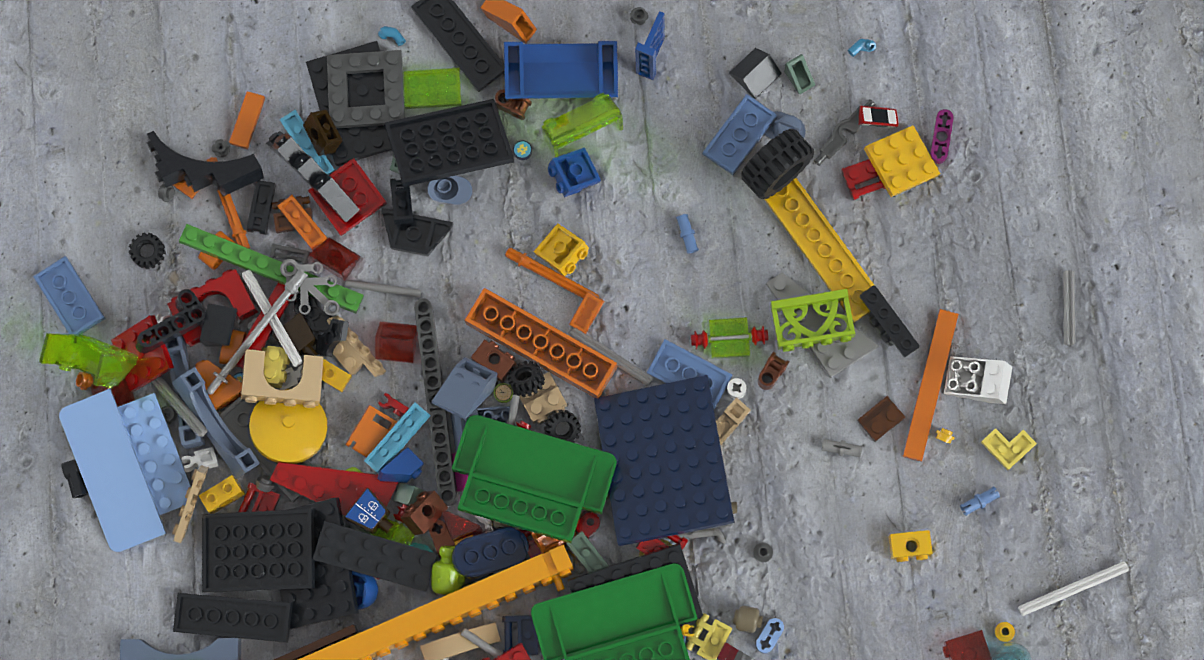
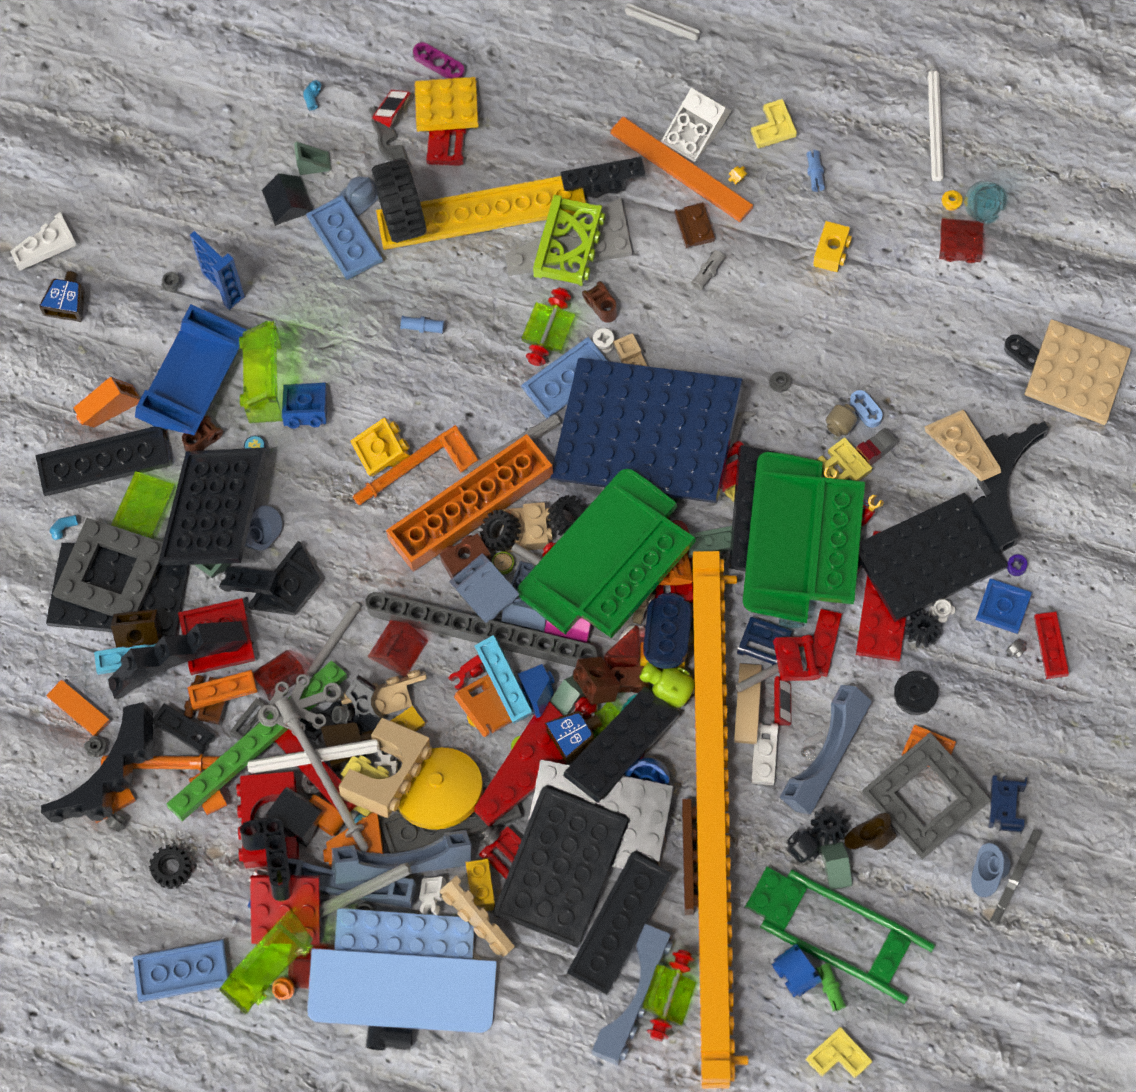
camera: 70 degrees left, 10 degrees down
(317, 324) = (341, 714): none -> dark grey plate

